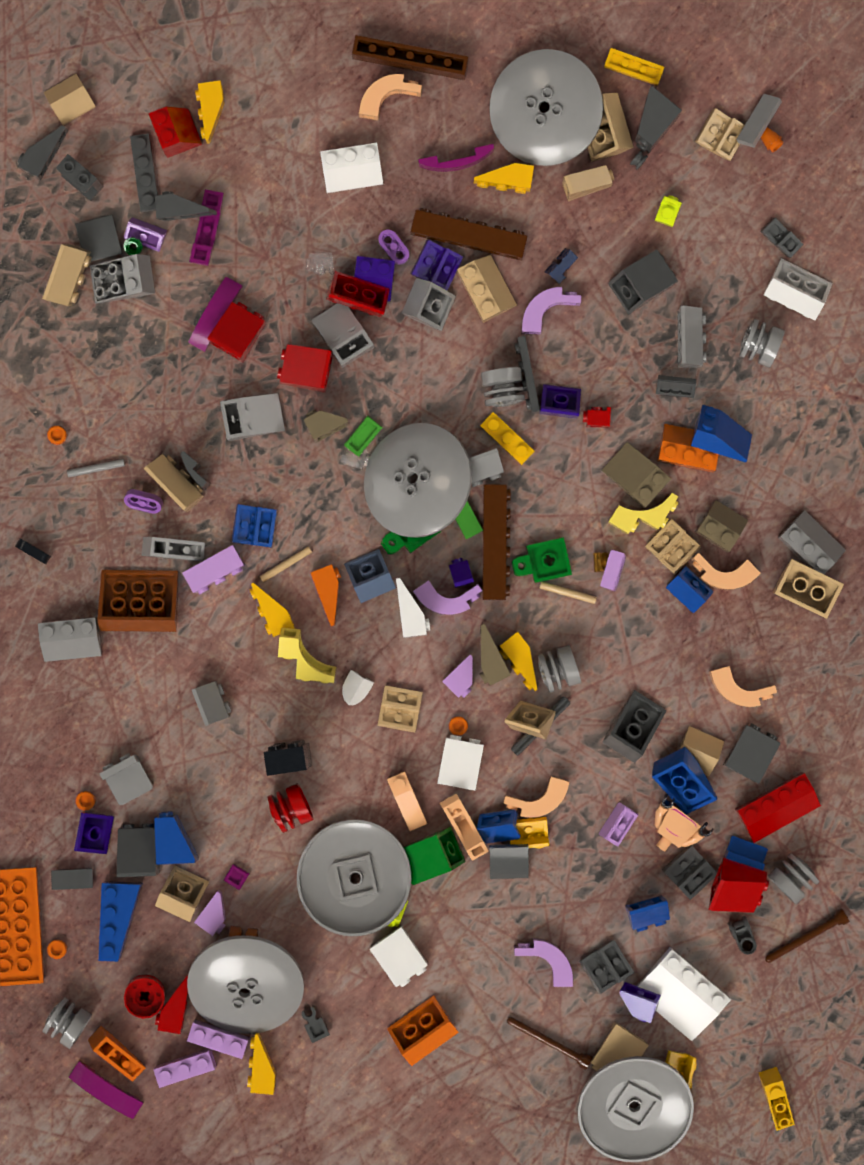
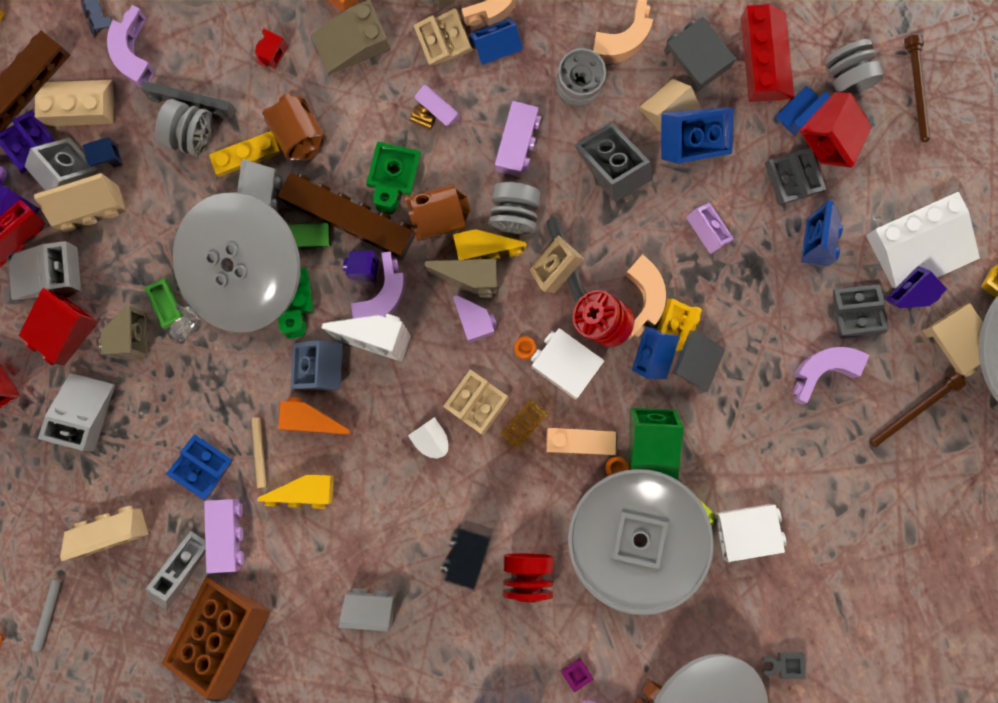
camera: 65 degrees left, 5 degrees down
(143, 501) = (109, 577): medium lavender plate -> none
(192, 467) = (100, 503): dark grey slope -> none
(307, 666) = (382, 482): light yellow arch -> none
(402, 835) = (616, 465): none -> orange tile
(408, 338) = (81, 202): none -> tan slope
(414, 762) = (538, 409): none -> clear yellow slope
(422, 1030) = (844, 545): orange slope -> none
(454, 331) = (101, 152): none -> dark blue panel
(464, 827) = (639, 391): light nougat arch -> none
(505, 775) = (603, 318): none -> red wheel
(529, 611) = (438, 211): none -> dark orange cylinder
(542, 471) = (294, 128): none -> dark orange cylinder
(560, 401) = (236, 81): dark purple slope -> none
(568, 592) = (438, 166): tan bar -> none
(616, 644) = (517, 139): none -> lavender brick
(626, 519) = (391, 68): light yellow arch -> none
(677, 827) = (742, 165): light nougat torso -> none
(692, 680) = (578, 65): none -> light grey wheel
(742, 934) = (885, 151): dark grey piece -> none

